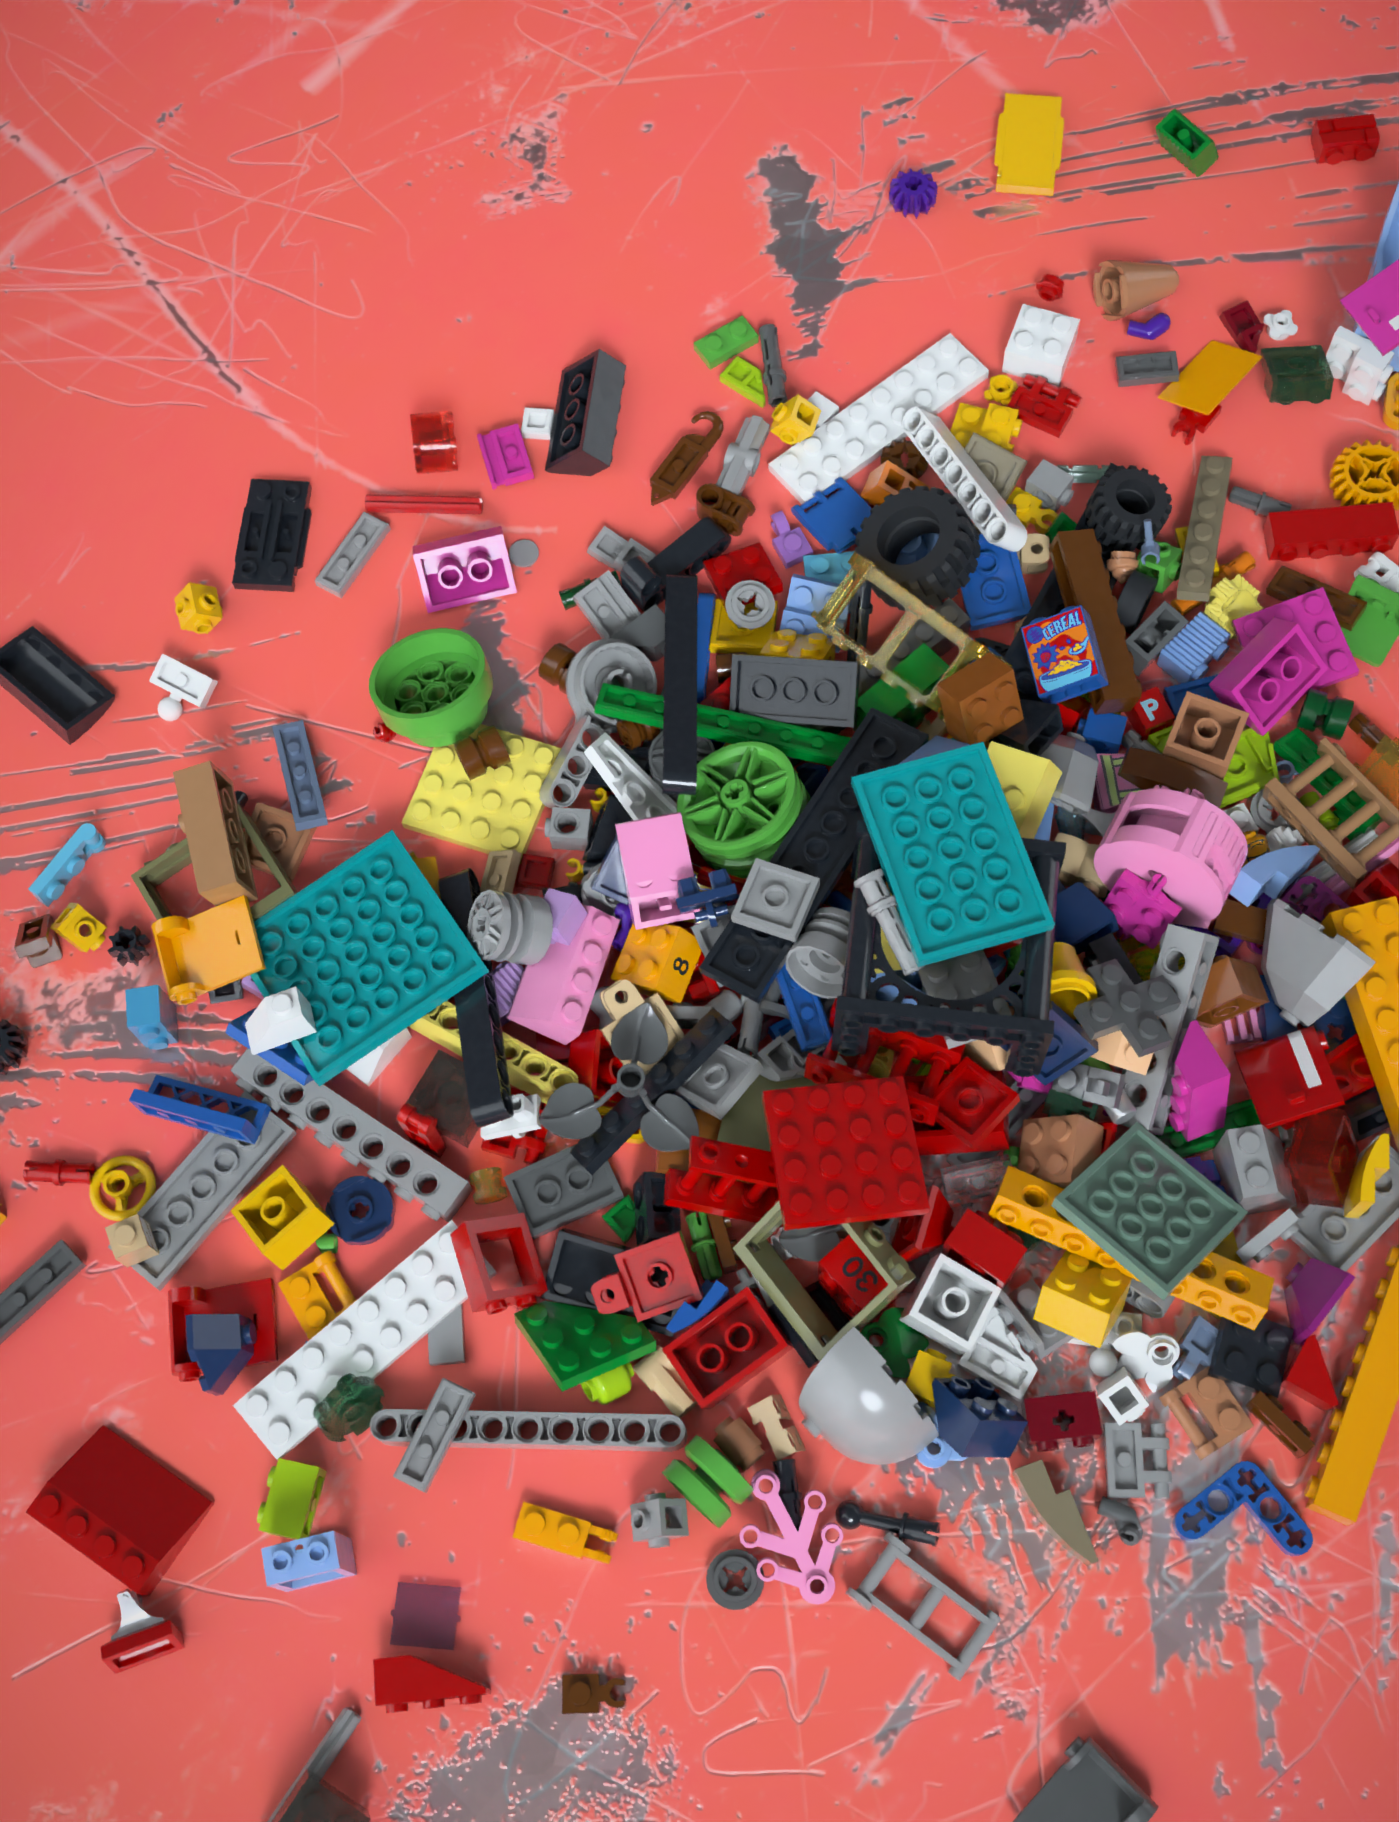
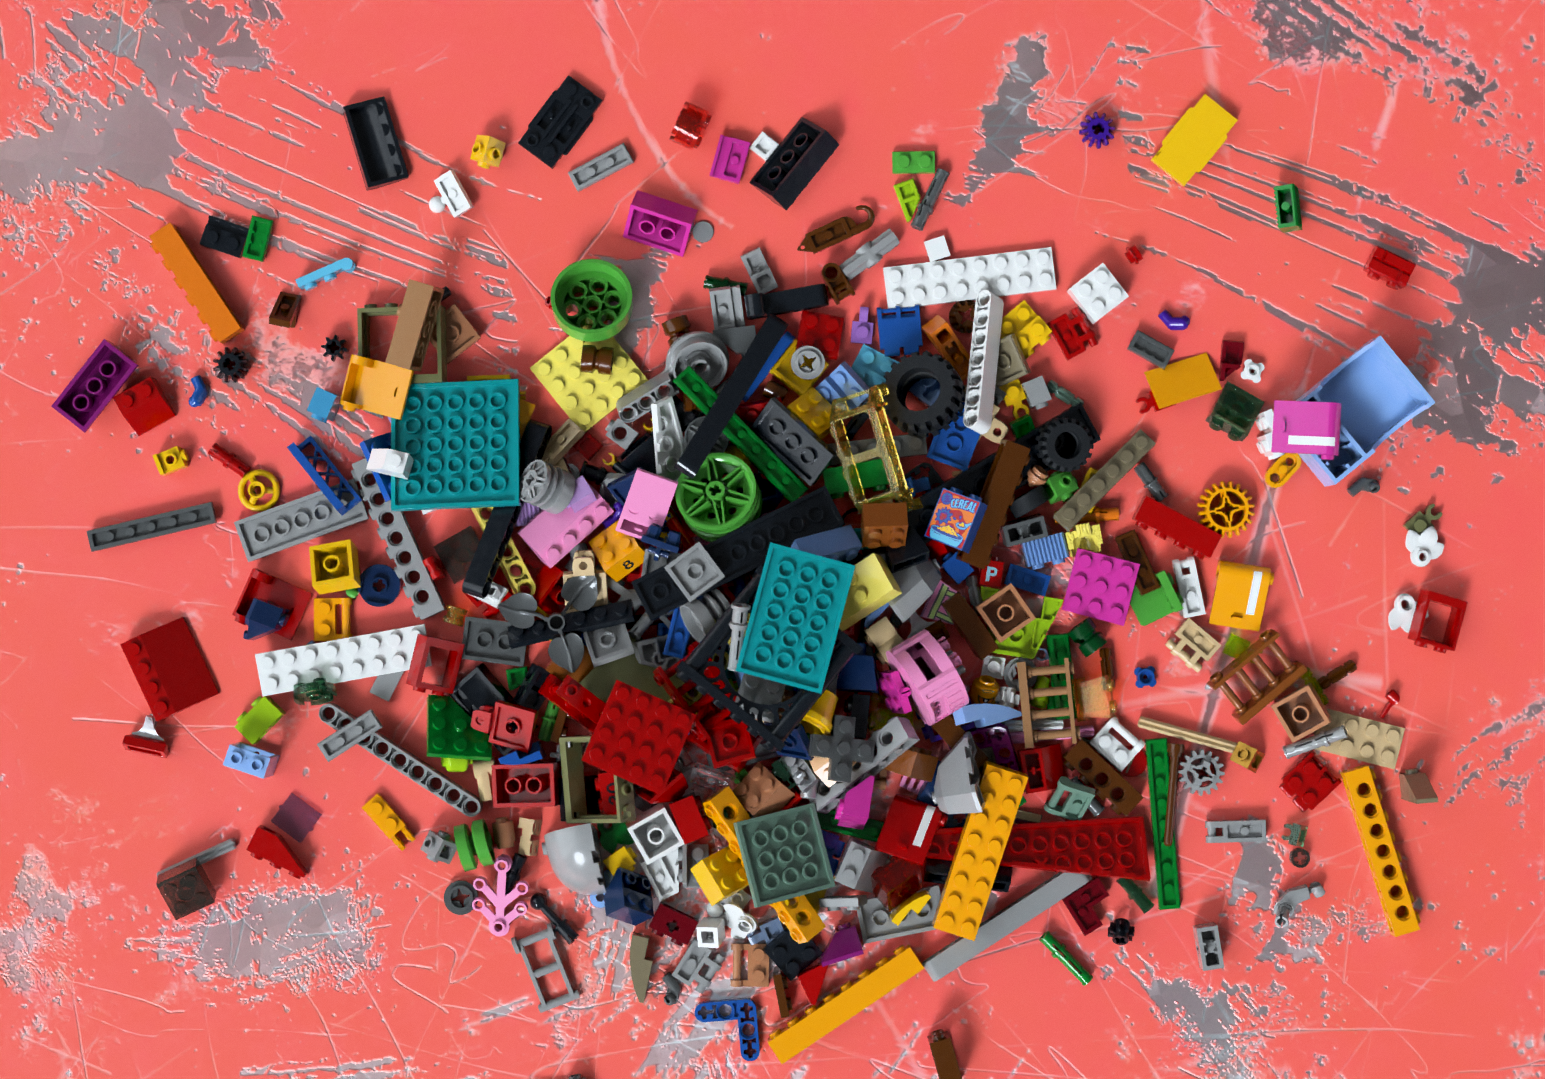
camera: 20 degrees right, 20 degrees up
(68, 926) = (312, 320): yellow brick -> none
(132, 1240) = (247, 531): tan brick -> none
(300, 775) = (487, 302): sand blue plate -> none
(424, 504) = (662, 160): red axle -> none
(584, 1693) = (353, 904): reddish brown plate -> none
(795, 420) = (915, 251): yellow brick -> none
(1004, 383) = (1054, 312): yellow plate -> none
(1131, 286) = (1181, 290): nougat cone -> none
(1149, 547) = (1056, 479): sand blue hand -> none
(1270, 674) = (1068, 598): dark pink slope -> none

